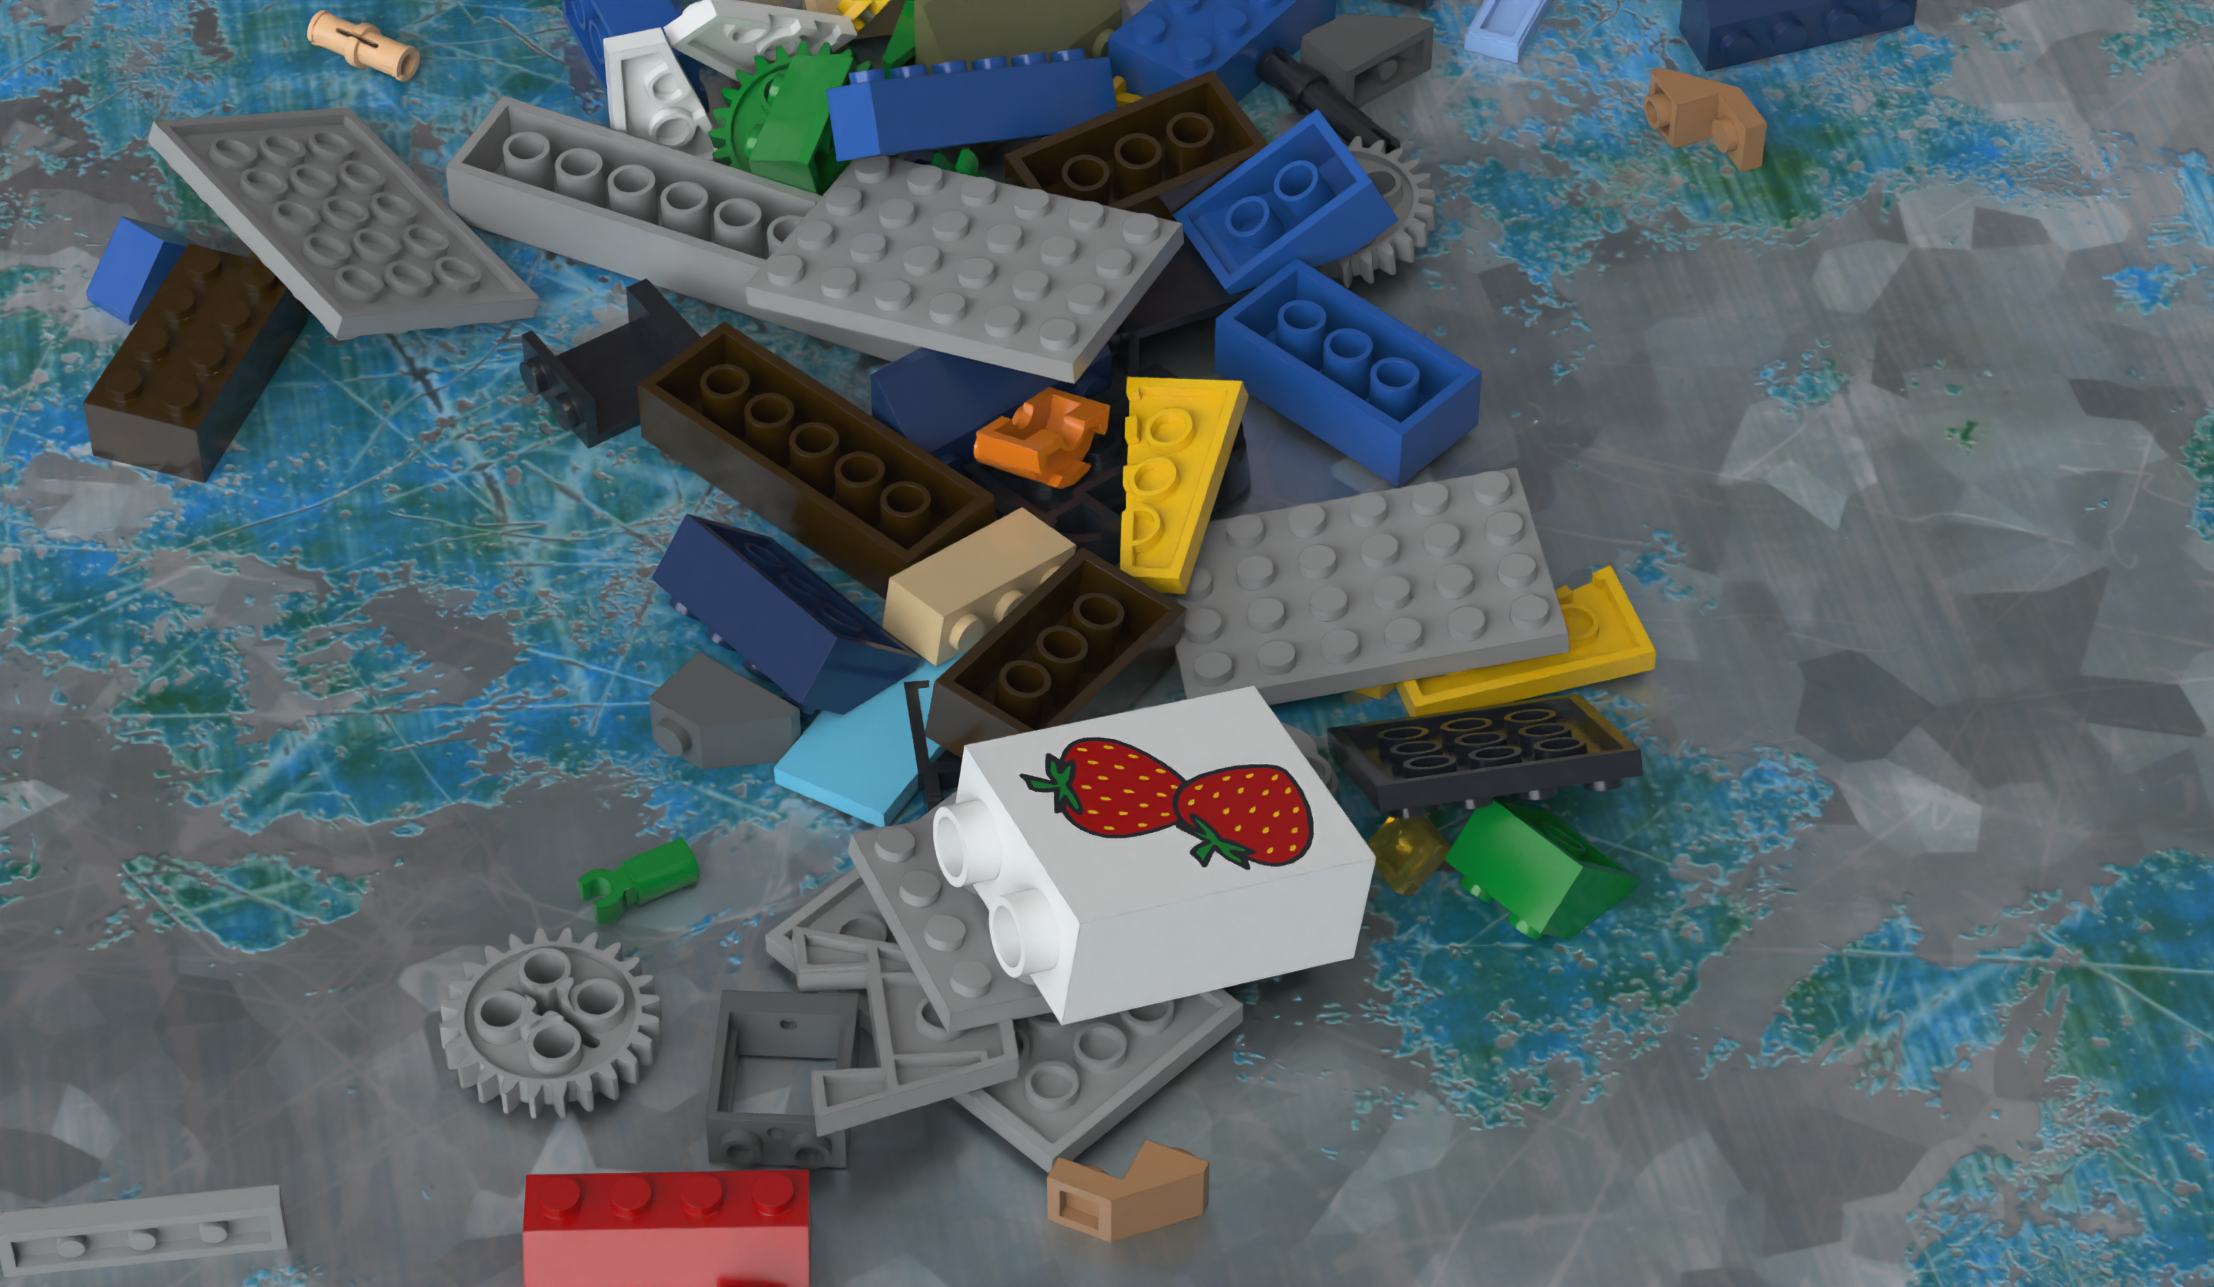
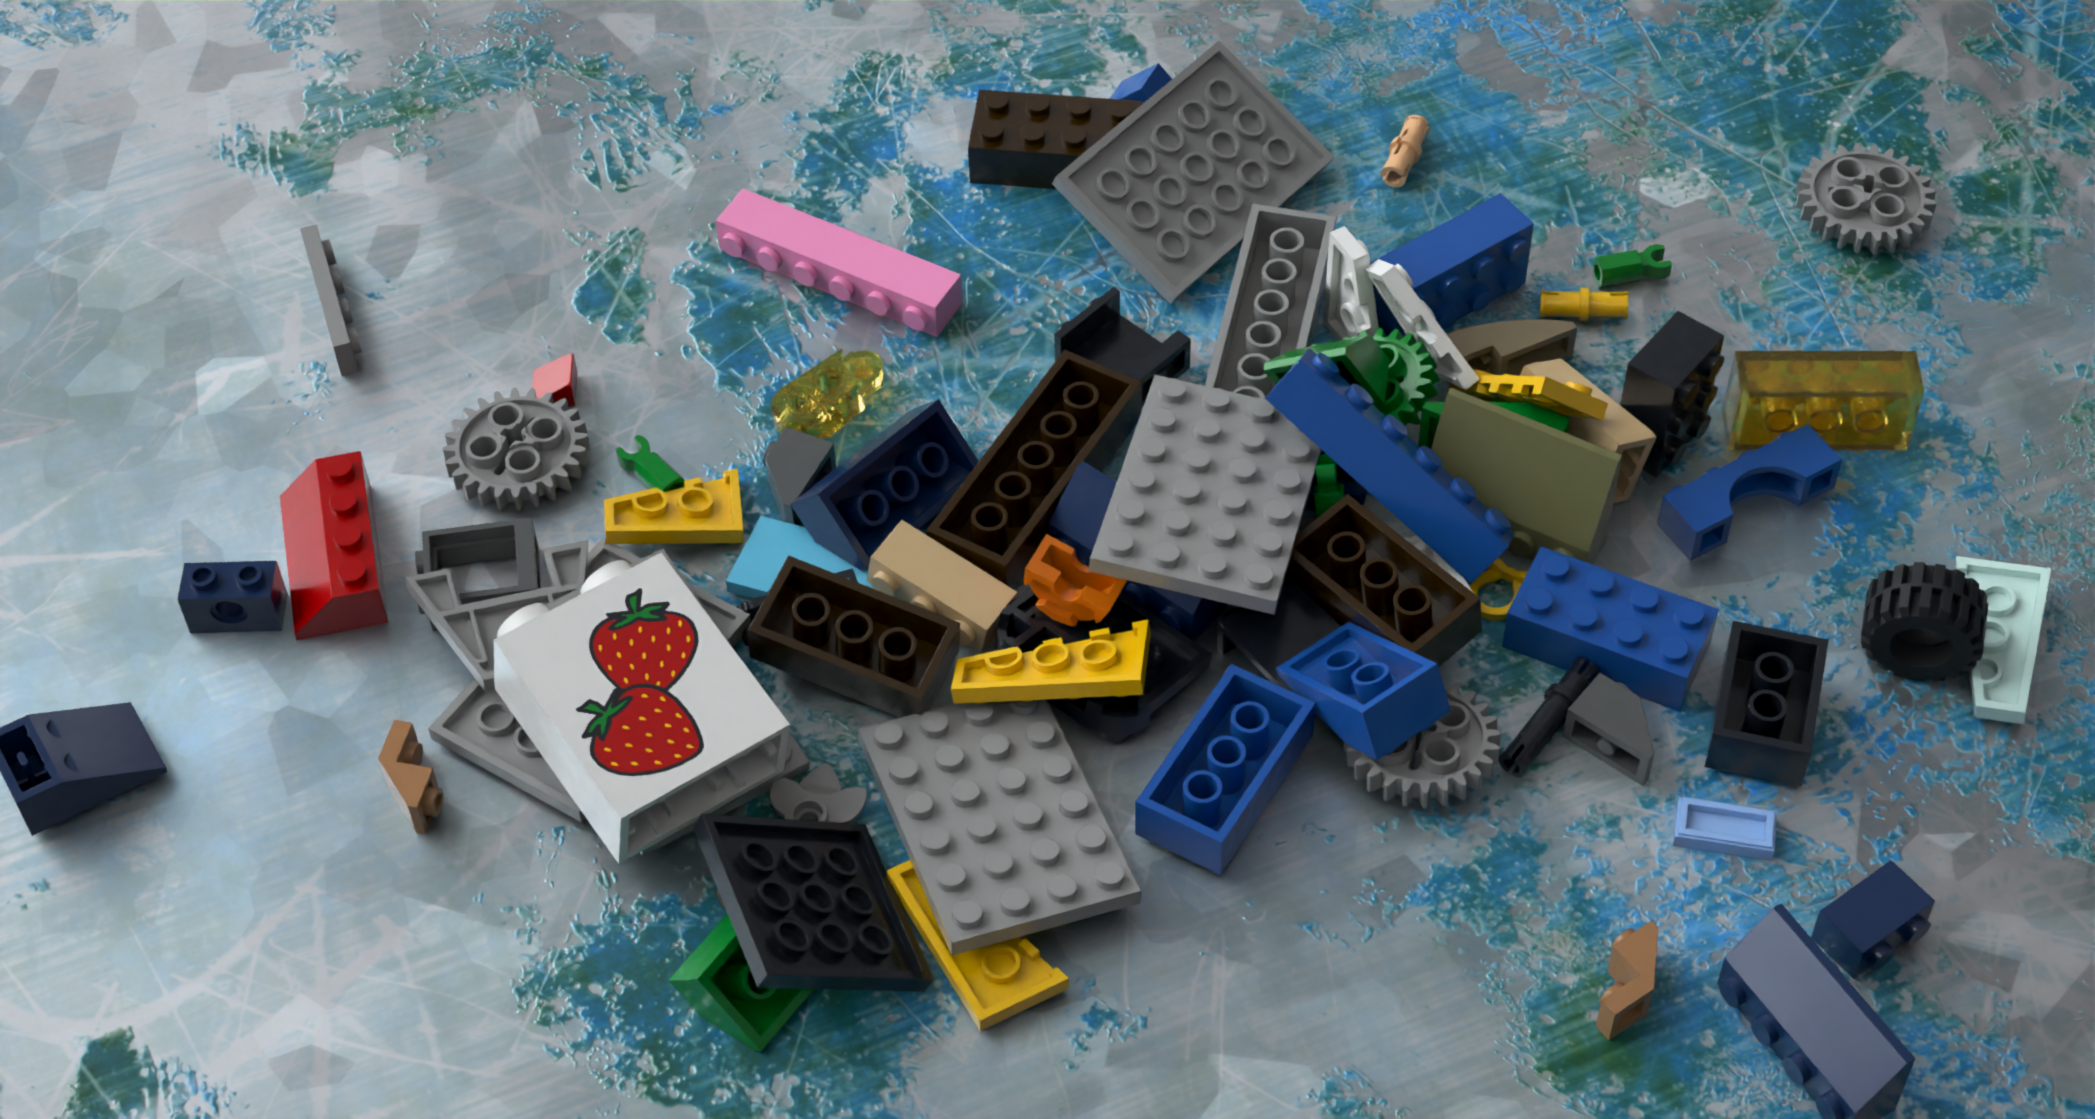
camera: 80 degrees right, 5 degrees up
(323, 625) = (840, 262): none -> bright pink brick
(422, 968) = (558, 378): none -> slope
(584, 666) = (828, 394): none -> clear yellow piece
(745, 847) = (679, 516): none -> yellow wing

